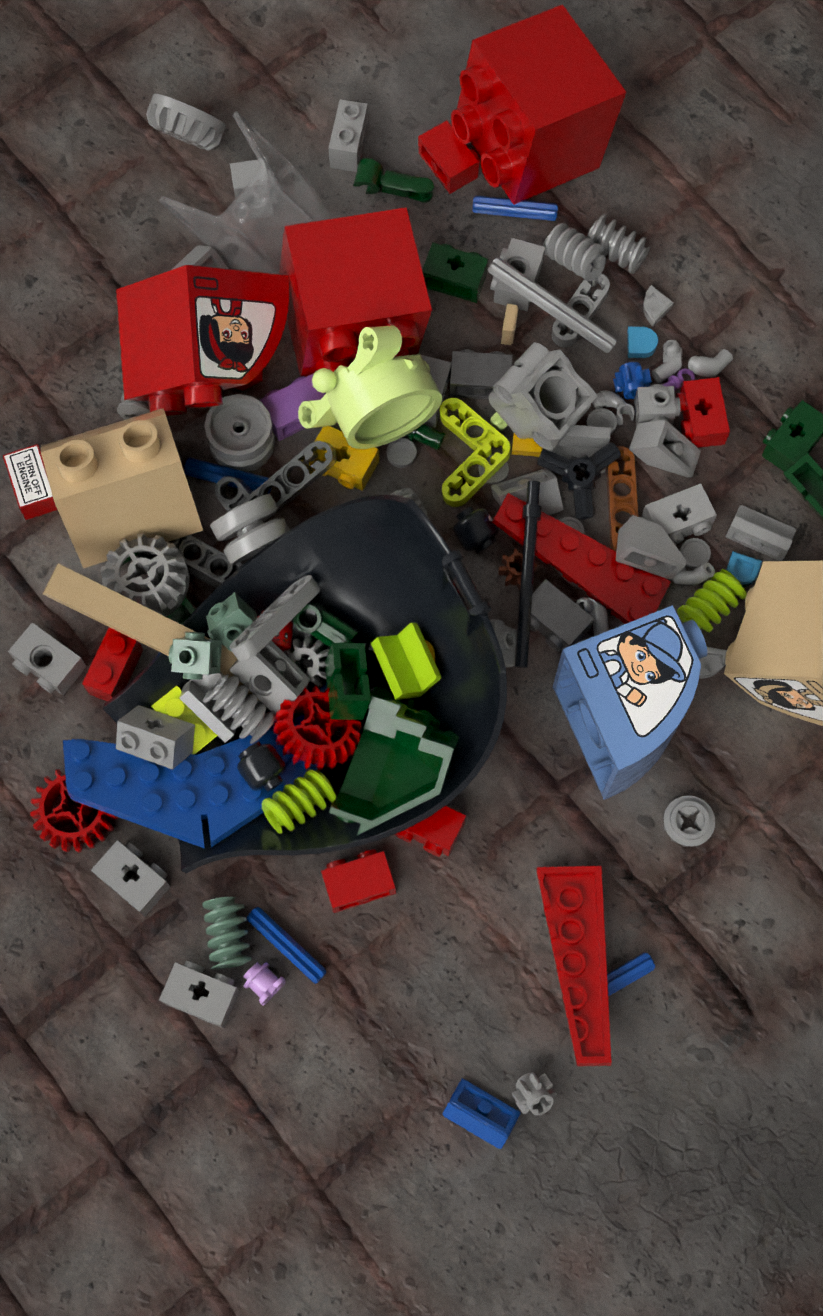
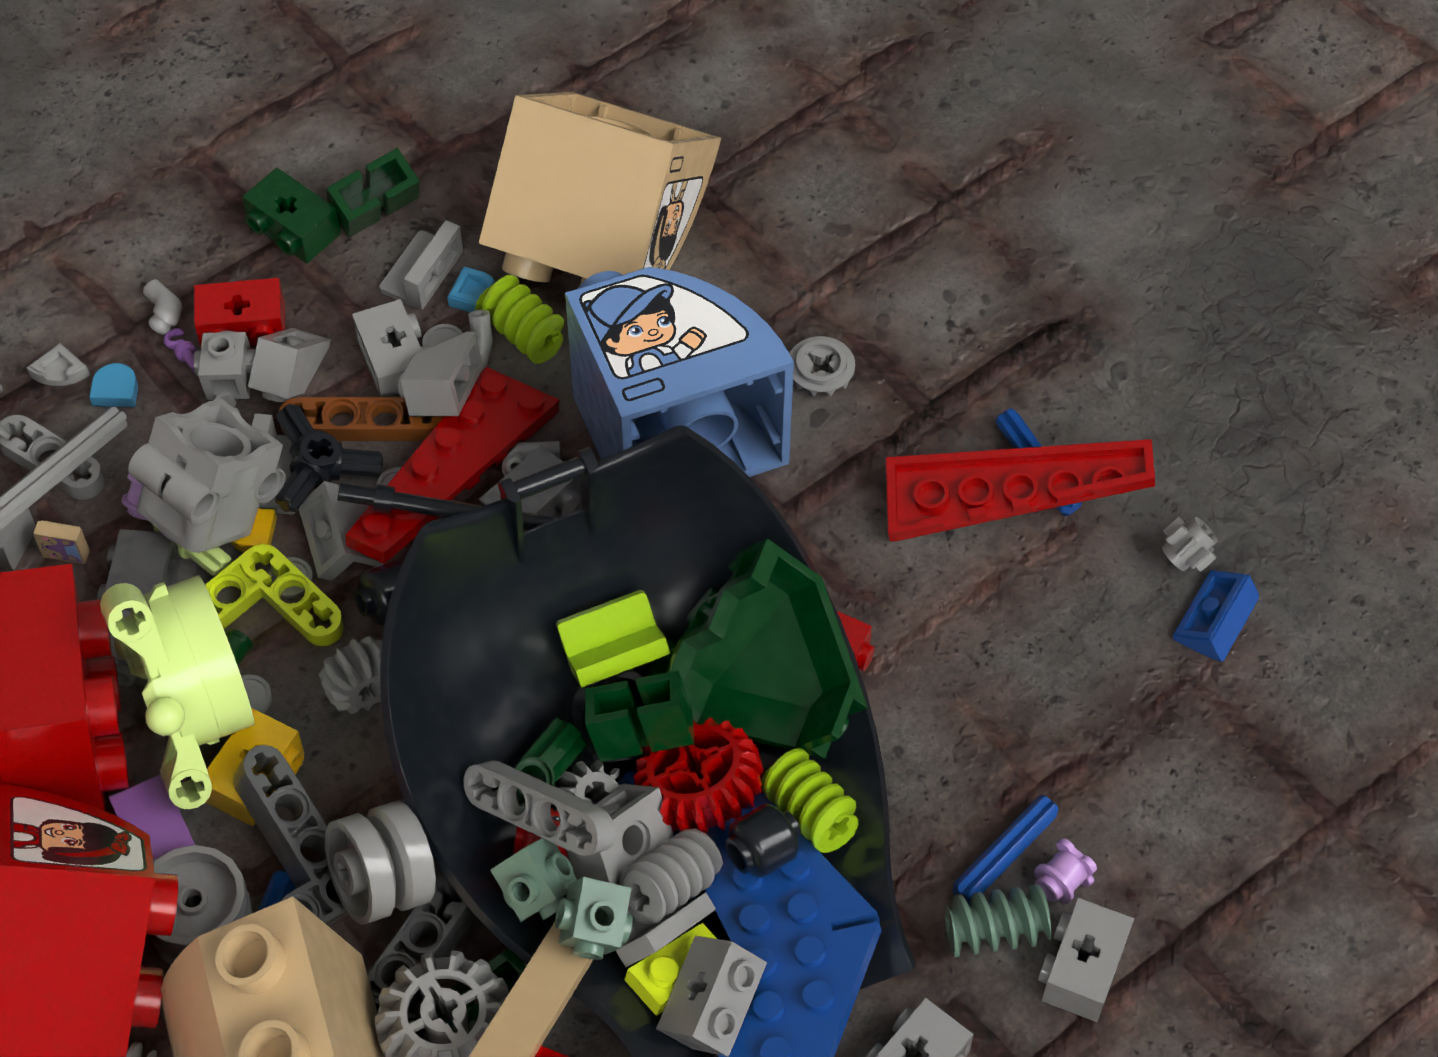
camera: 90 degrees left, 15 degrees down
(358, 880) = (914, 751): red brick -> none
(630, 377) = (178, 391): blue gear -> none
(671, 361) = (152, 351): light grey arm -> none

